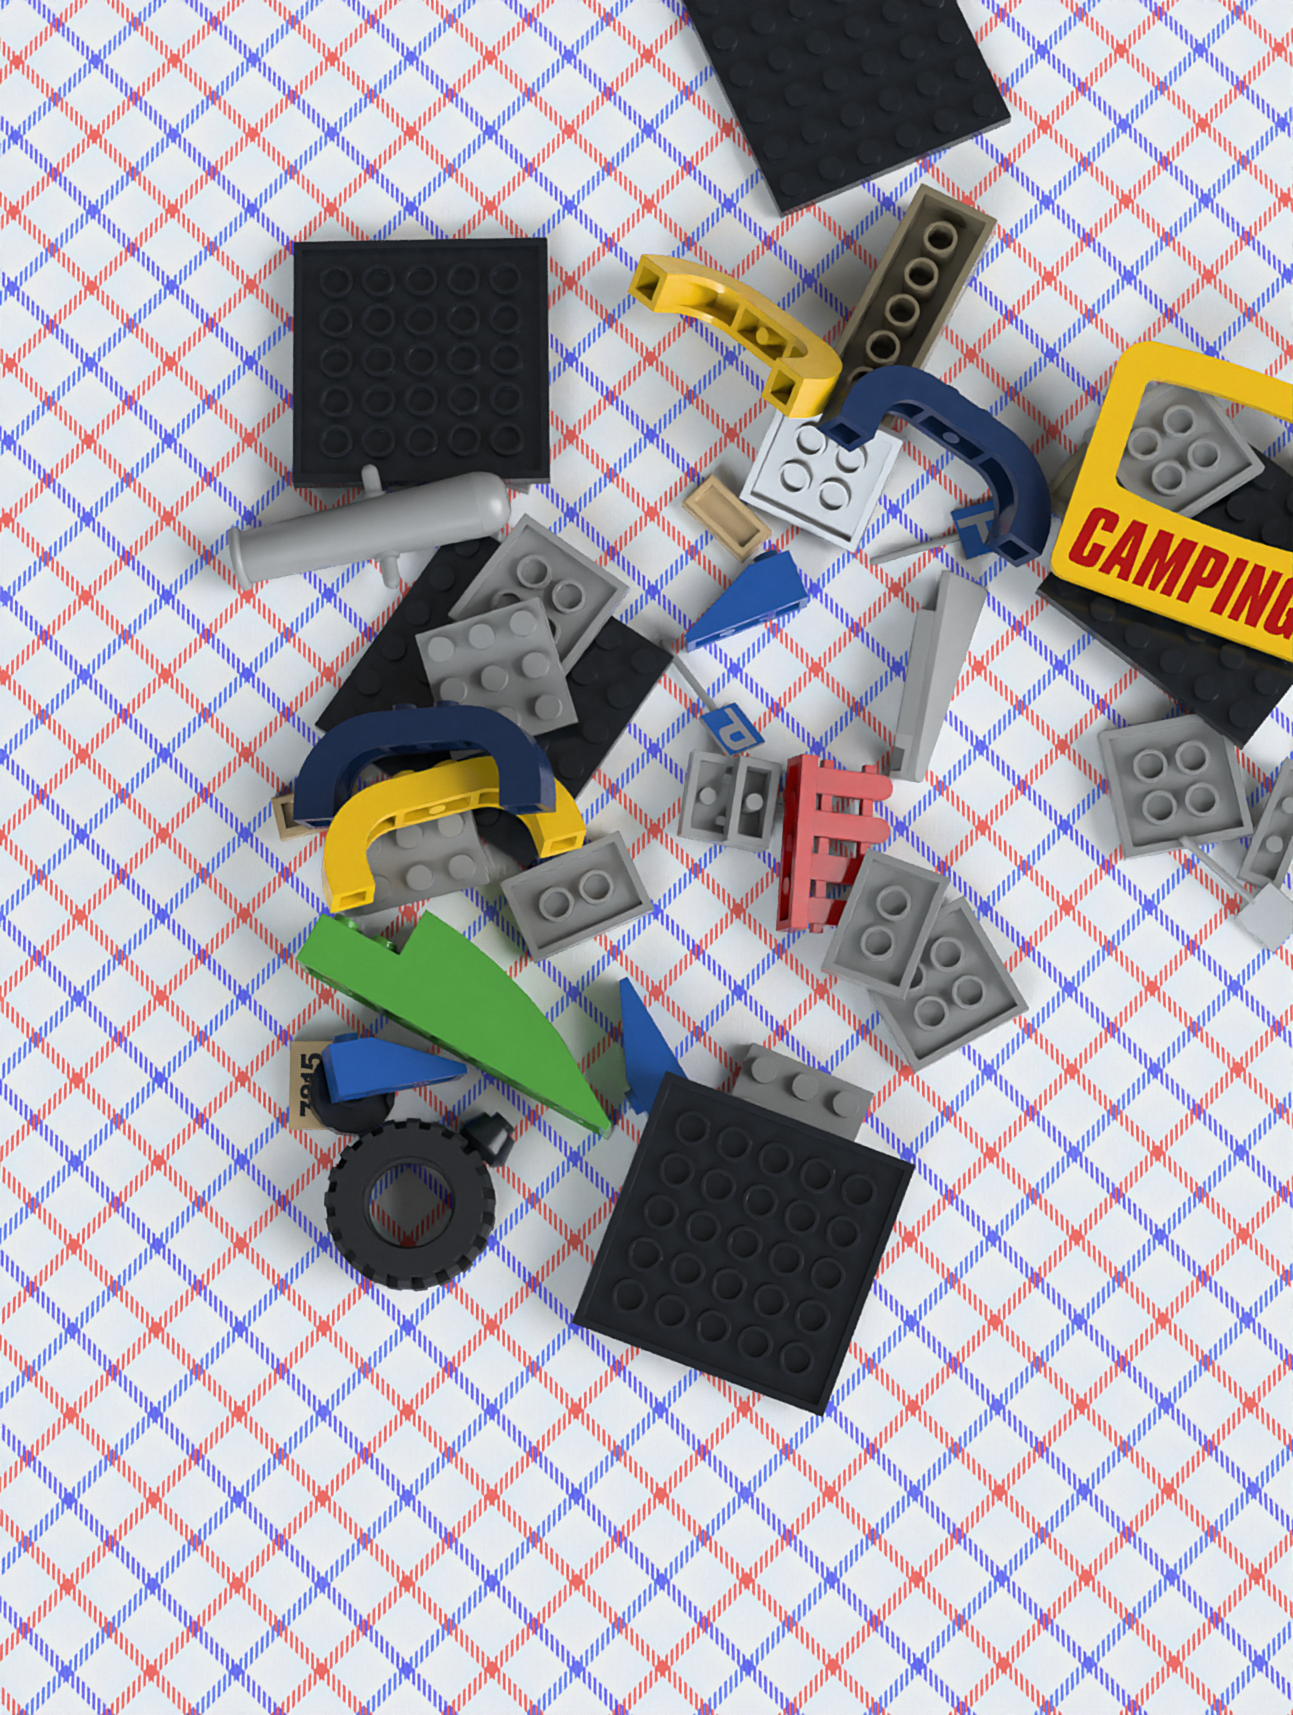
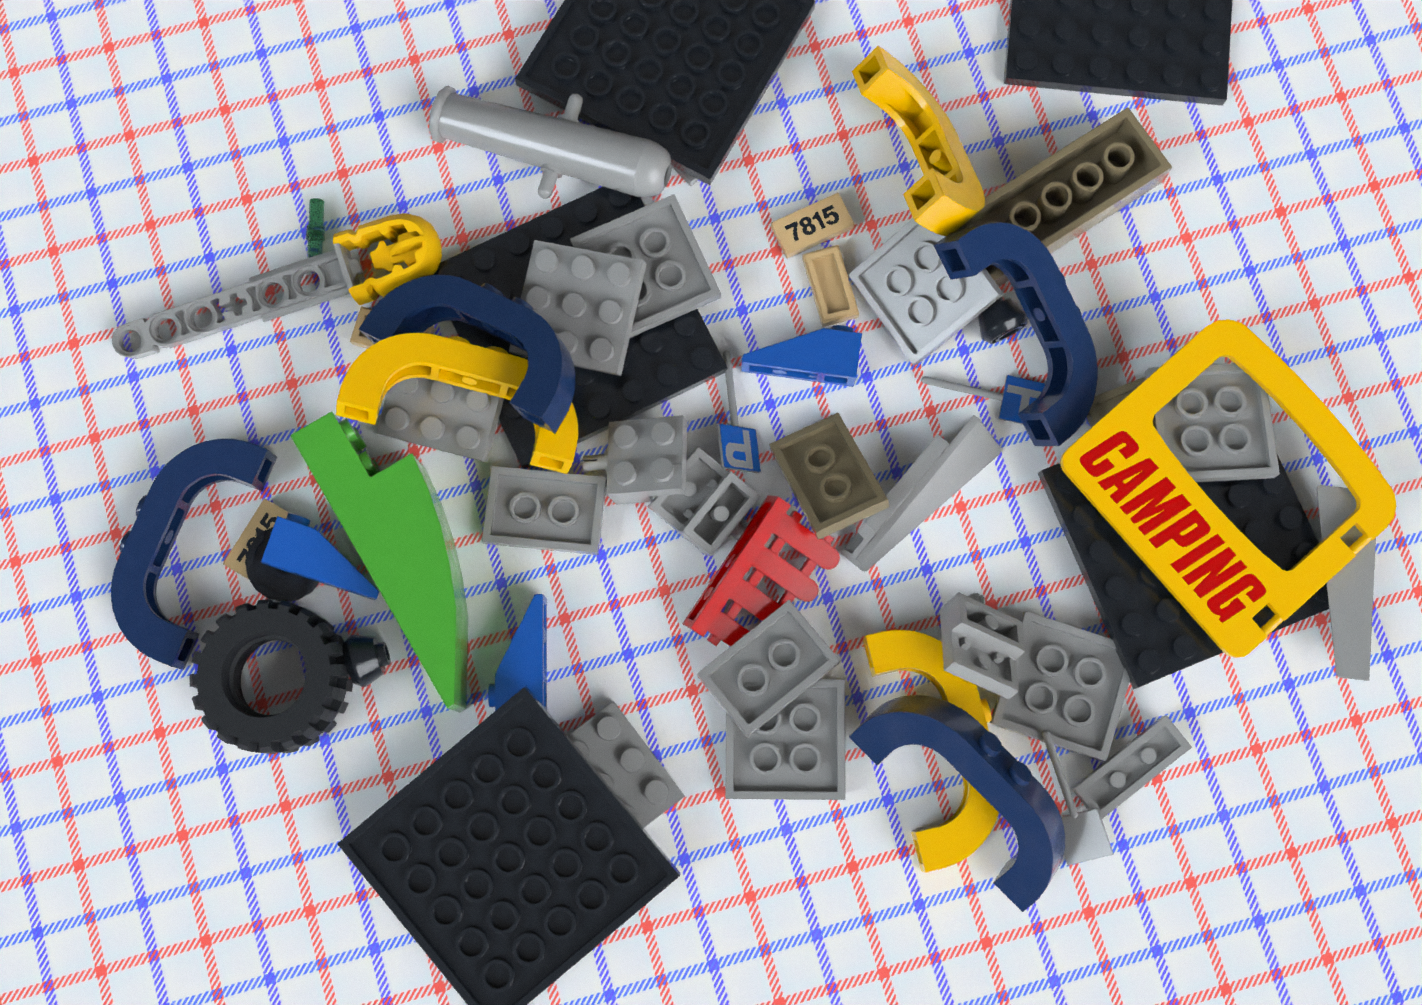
camera: 30 degrees right, 0 degrees up
(177, 750) = (315, 229): none -> clear green piece
(215, 1036) = (154, 534): none -> dark blue arch
(227, 776) = (413, 242): none -> light grey piece
(647, 791) = (643, 459): none -> light grey plate
(674, 467) = (812, 225): none -> tan tile
(836, 707) = (829, 476): none -> dark tan plate
(916, 461) = (1001, 320): none -> black cone
(1074, 786) = (981, 644): none -> light grey plate
(1111, 879) = (975, 817): none -> yellow arch
(1146, 898) = (990, 770): none -> dark blue arch

